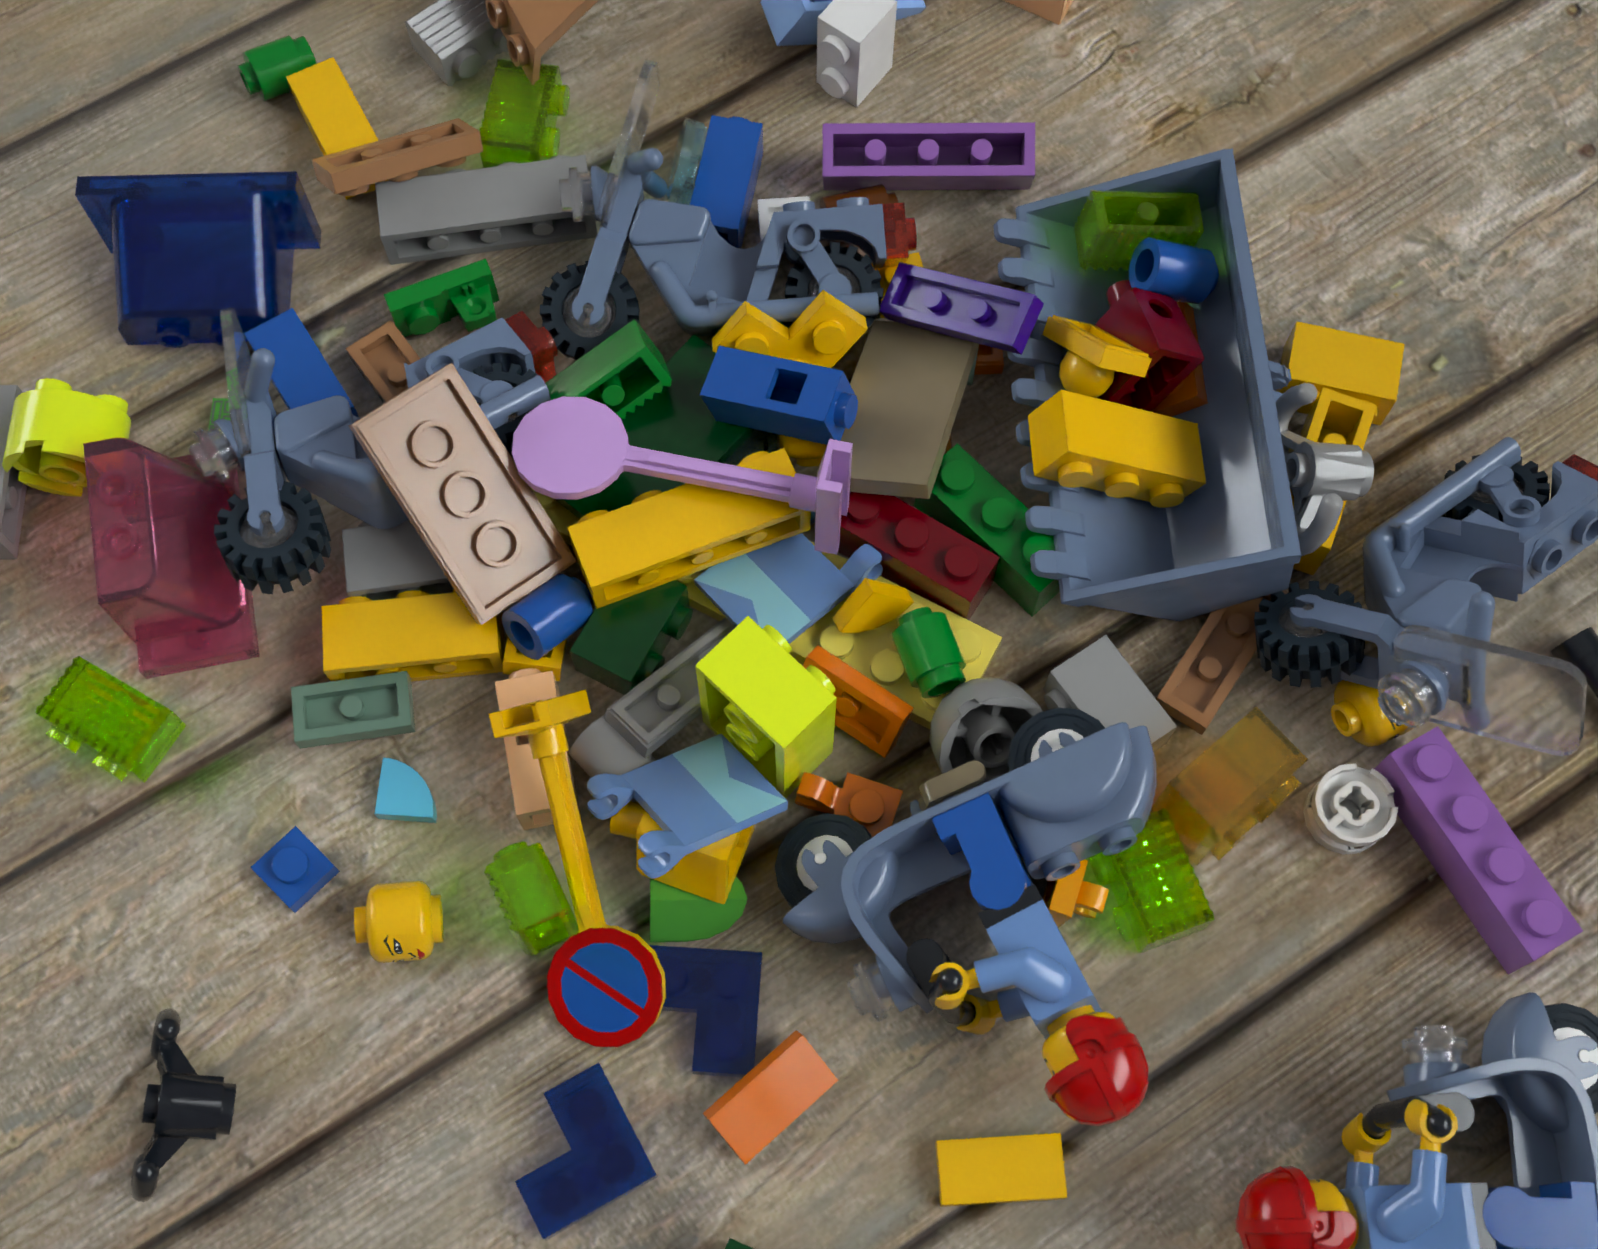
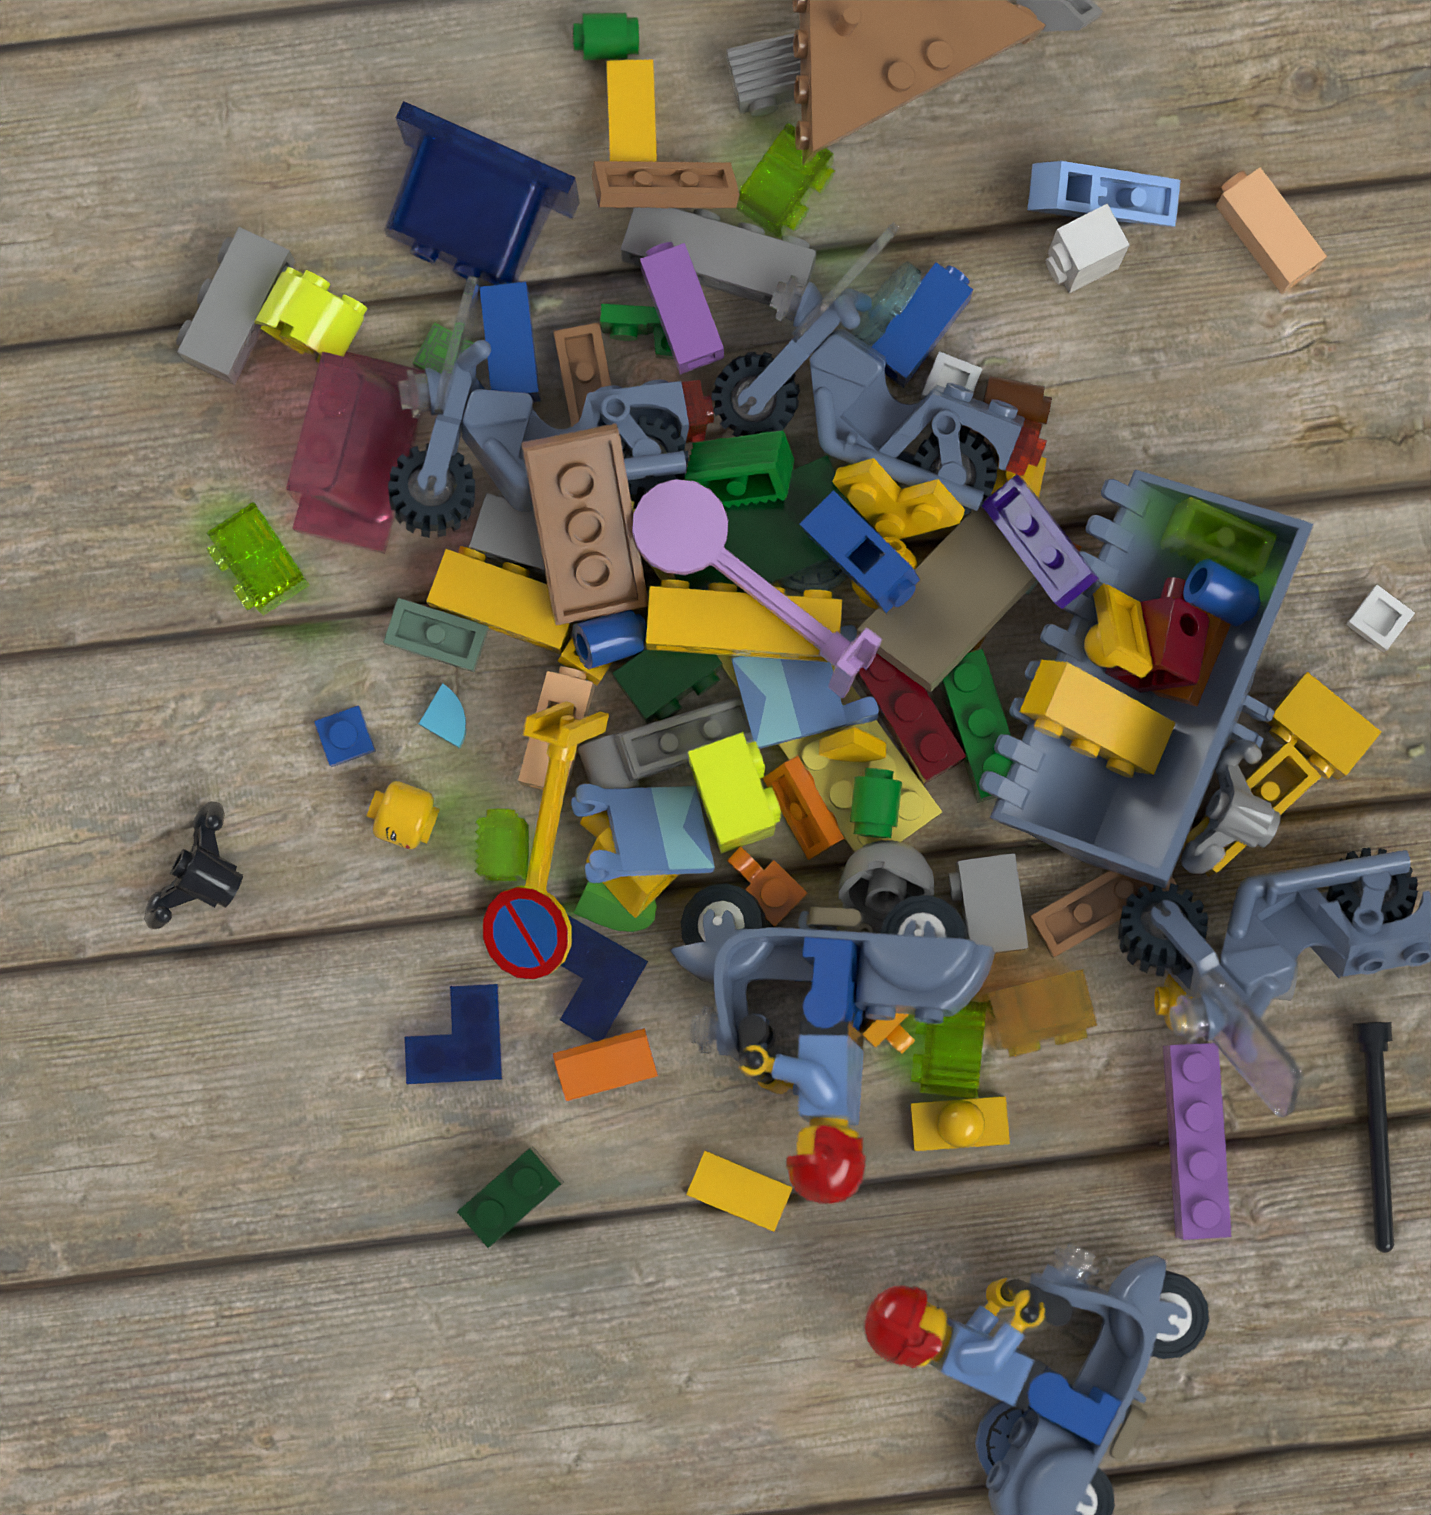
camera: 30 degrees right, 15 degrees up
(470, 253) = (681, 306): none -> medium lavender brick
(929, 156) = (1093, 381): medium lavender brick -> none
(1205, 964) = (959, 1123): none -> yellow tile
(1330, 252) = (1380, 618): none -> white plate
(1350, 809) = (1127, 1066): white wheel -> none

